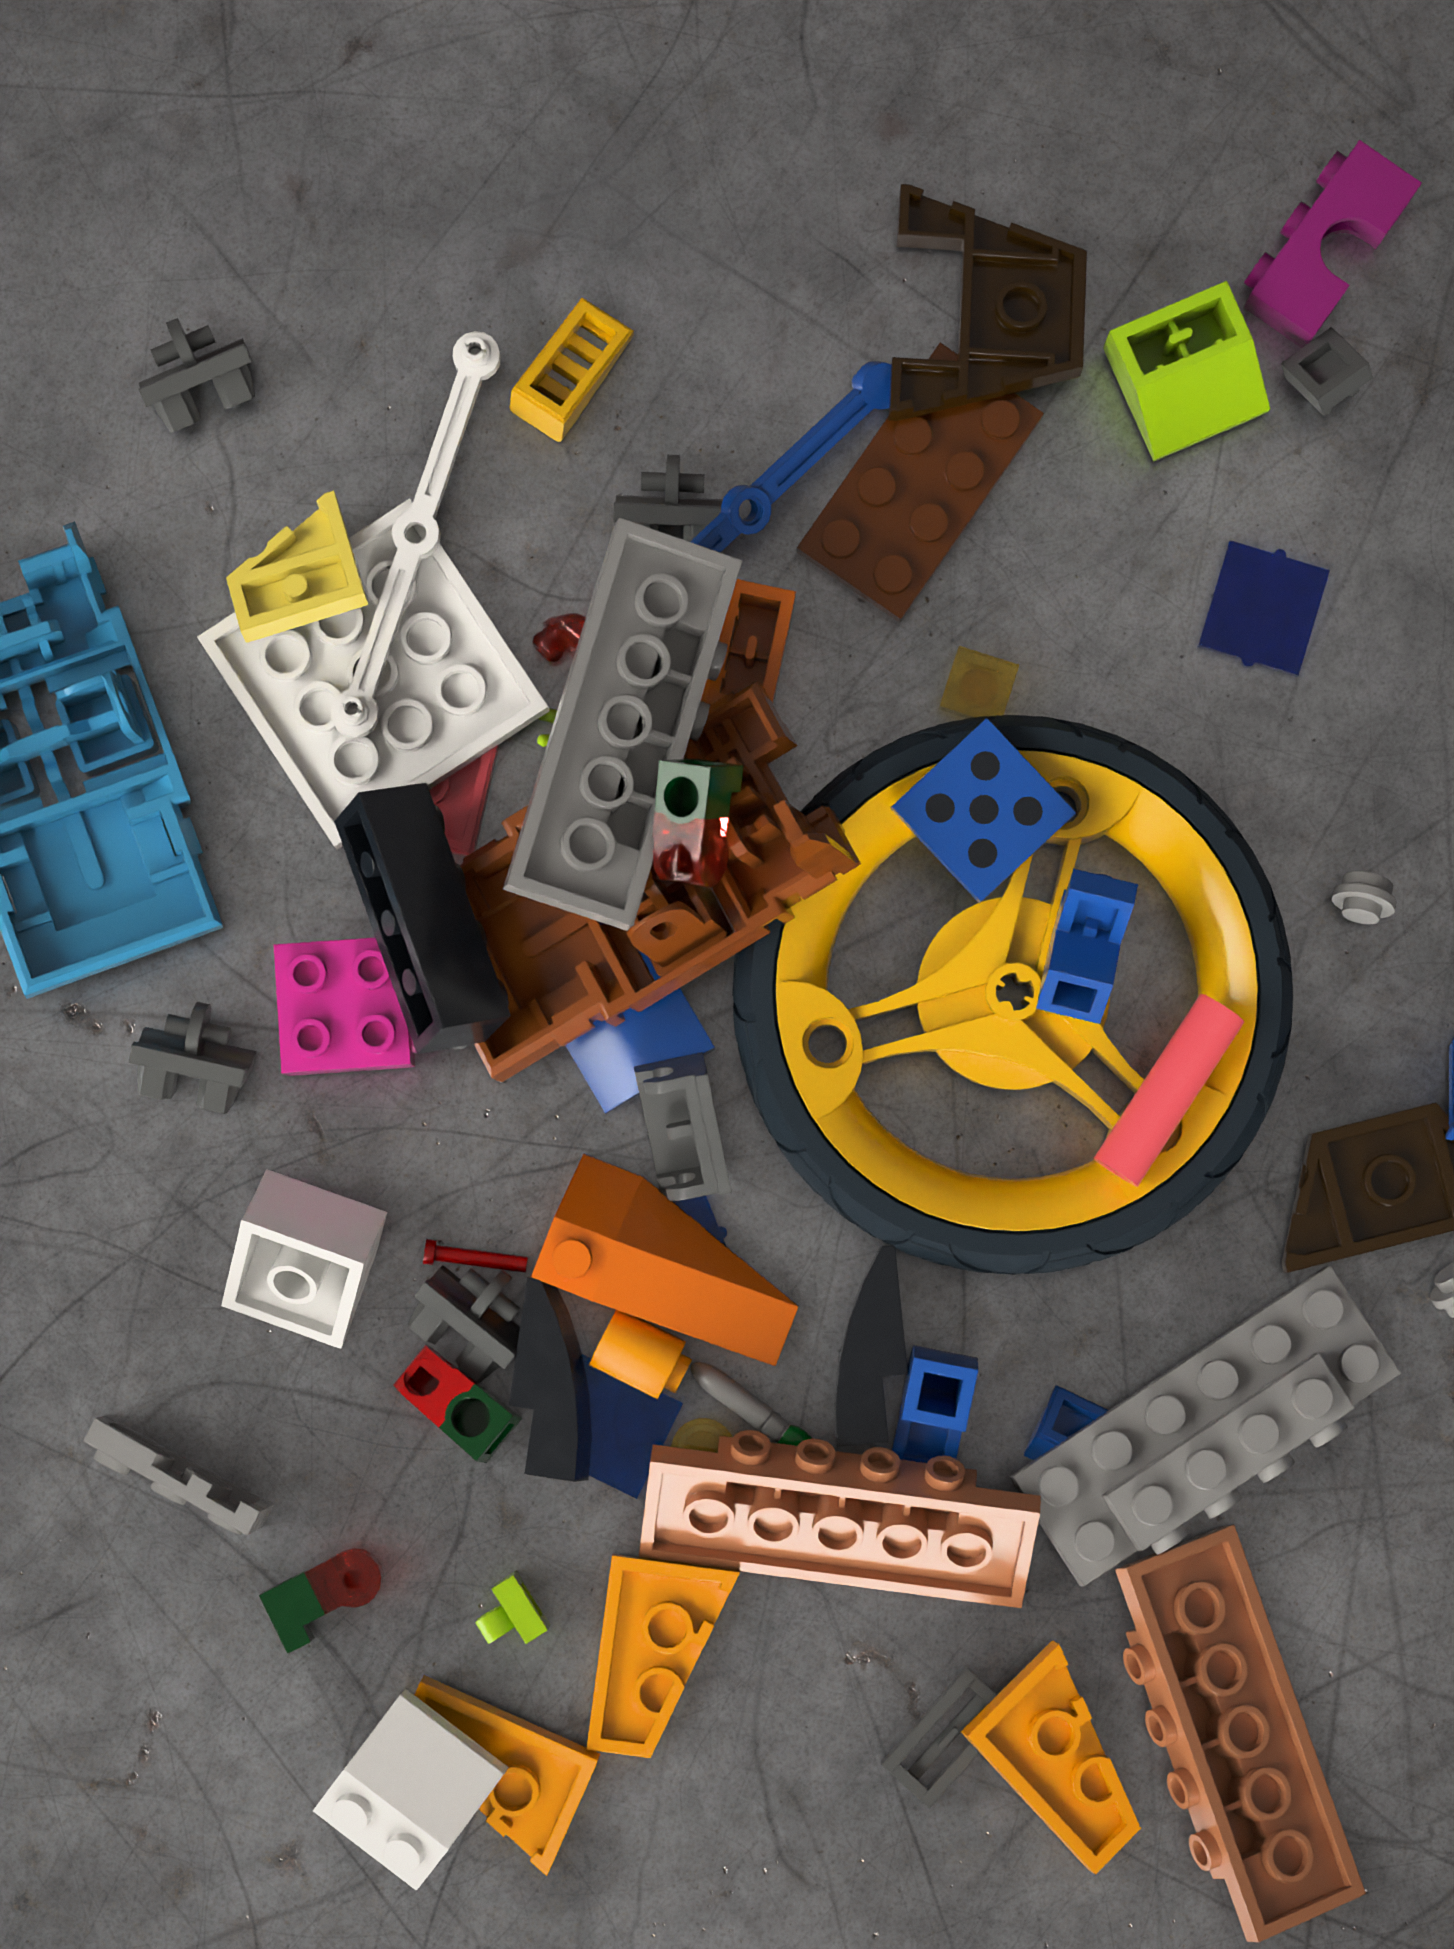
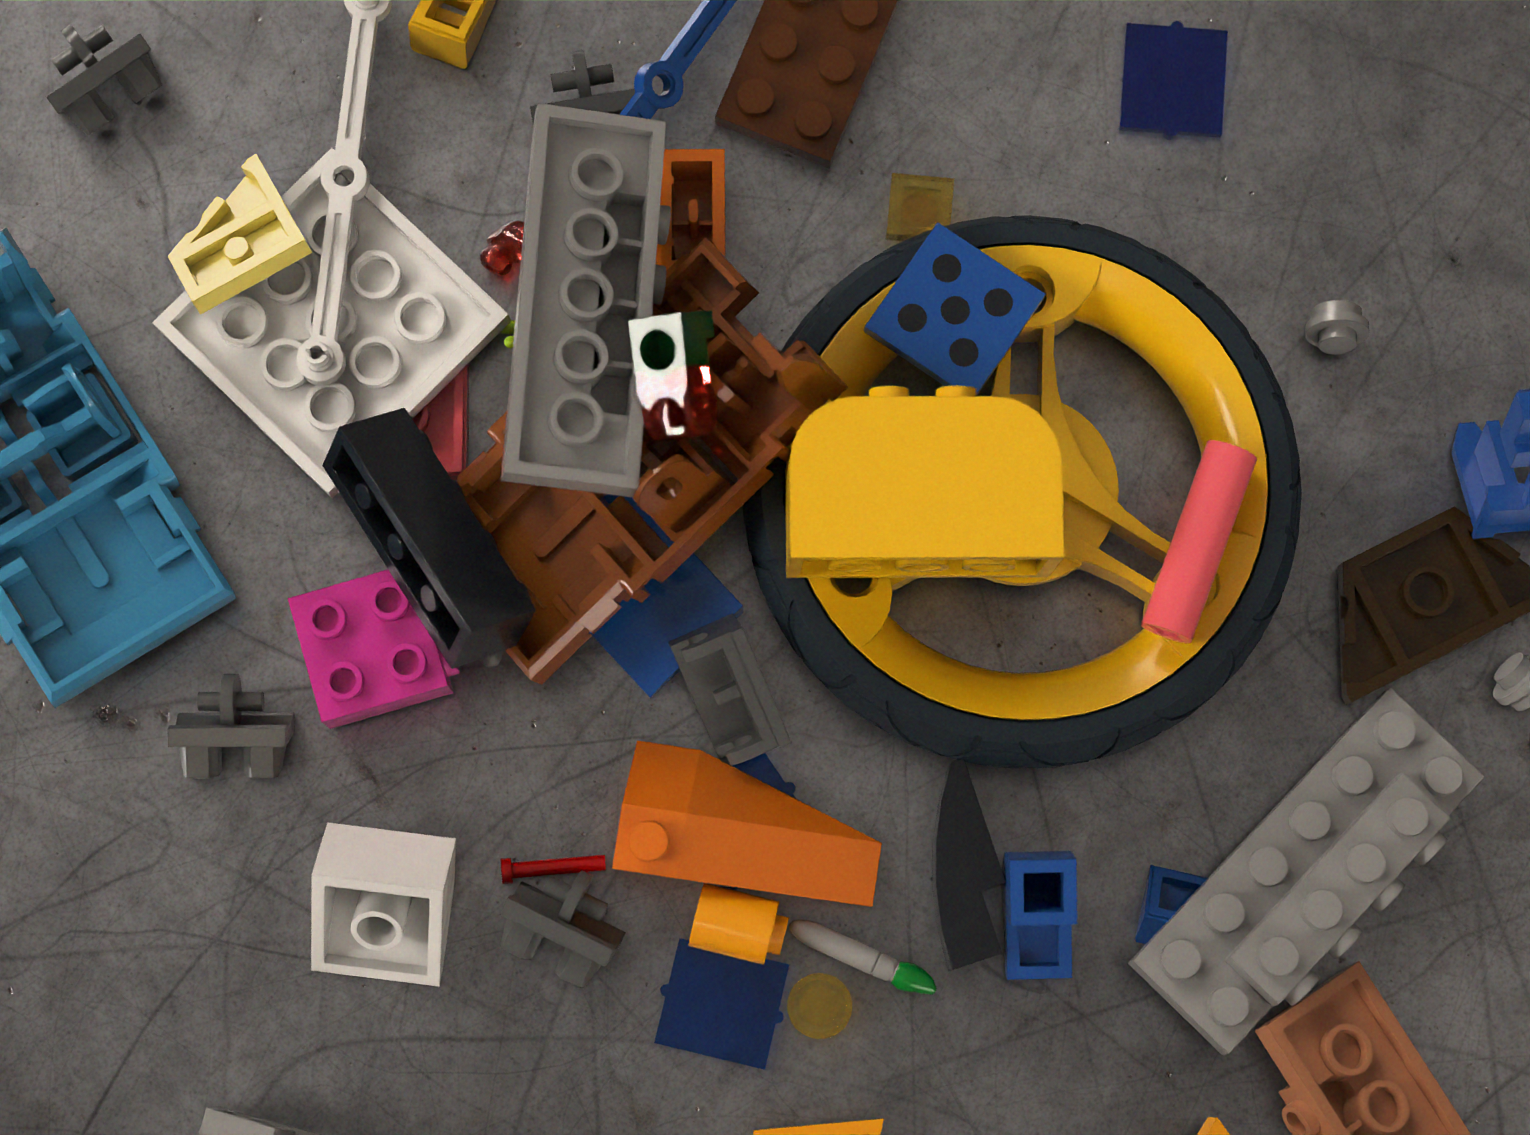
camera: 15 degrees left, 5 degrees down
(457, 1404) = (566, 1014): leg -> none
(554, 1383) = (656, 971): black slope -> none
(839, 1518) = (971, 1042): nougat plate -> none
(910, 983) = (924, 488): none -> yellow brick
(1086, 945) = (1087, 413): blue brick -> none

